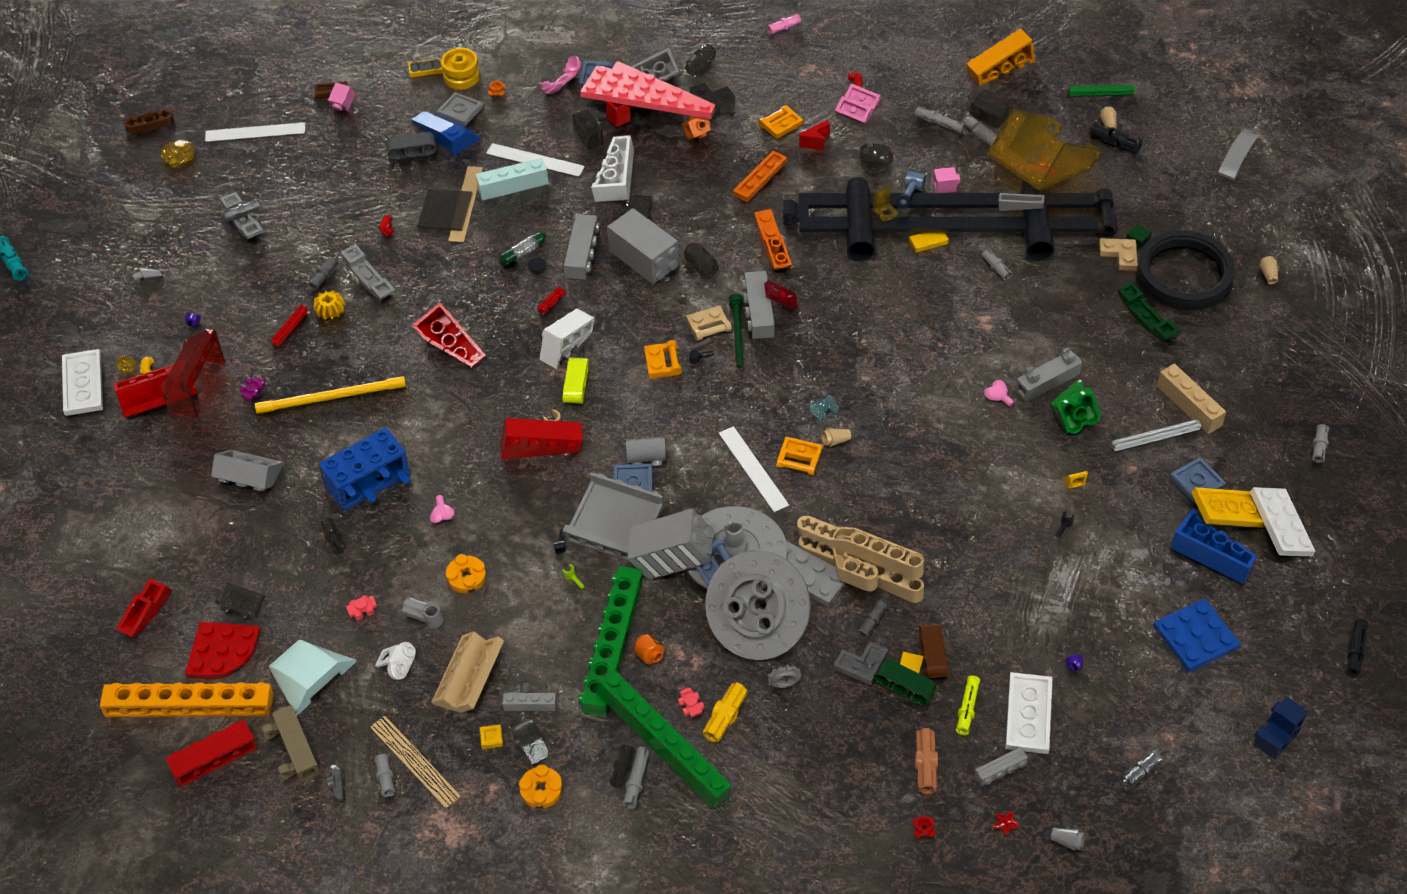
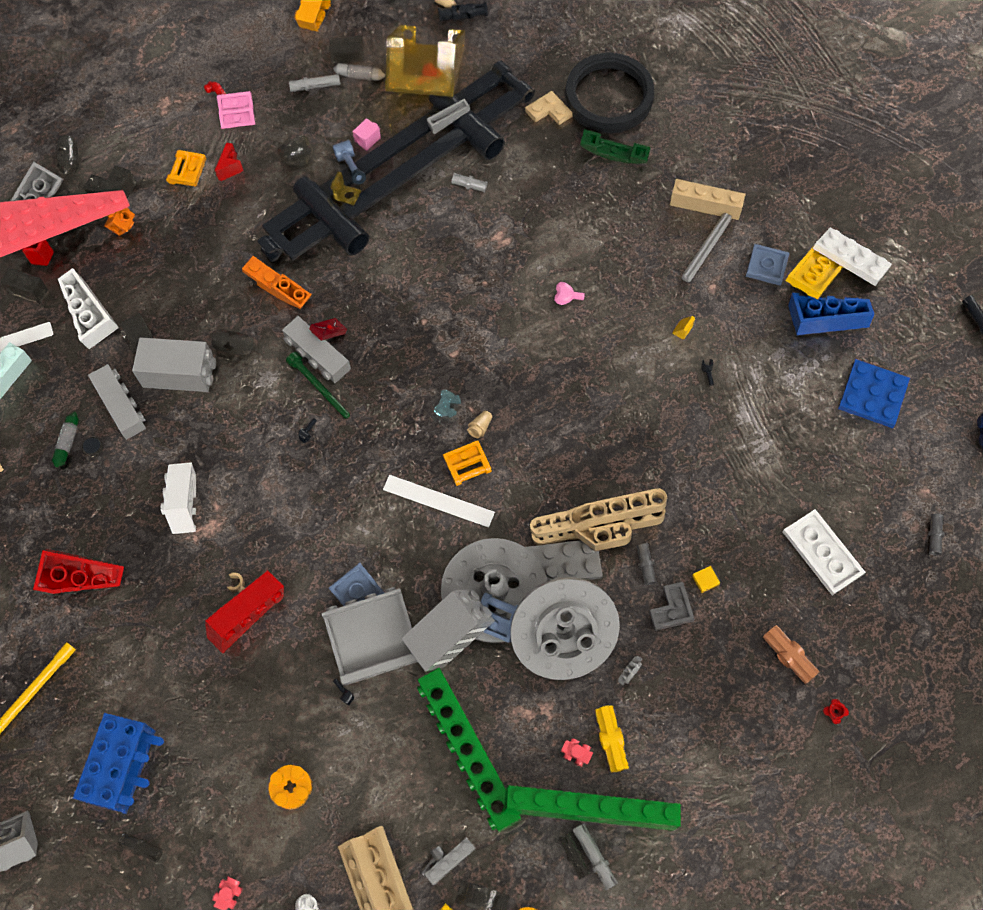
camera: 40 degrees left, 15 degrees up
(423, 612) = (286, 856): light grey piece -> none
(441, 511) = (216, 745): bright pink rock -> none
(551, 300) = (134, 471): red axle -> none
(571, 575) = (381, 715): lime hand -> none
(575, 380) = (224, 532): neon yellow beam -> none
(646, 450) = (341, 552): light grey brick -> none
(649, 649) = (504, 732): orange head -> none
(656, 360) = (276, 463): light orange plate -> none
(708, 322) = (284, 392): tan plate -> none
(759, 176) = (213, 230): orange plate -> none
(784, 24) = (110, 75): bright pink pin -> none
(904, 681) = (718, 599): dark green beam -> none
(928, 240) = (397, 198): yellow tile -> none
(933, 651) = (714, 555): reddish brown beam -> none
(964, 724) = (777, 581): neon yellow pin -> none
(999, 767) = (843, 613): light grey piece -> none
(1005, 822) = (885, 657): red plant -> none
(1048, 376) = (591, 253): light grey brick -> none
(1069, 837) = (939, 633): light grey cone -> none
(1074, 662) = (816, 483): dark purple hinge -> none
(1076, 408) = (638, 267): green piece -> none
(1139, 234) = (549, 84): dark green tile -> none
(1269, 269) = (666, 52): tan cone -> none
(1320, 443) = (821, 172): light grey pin -> none

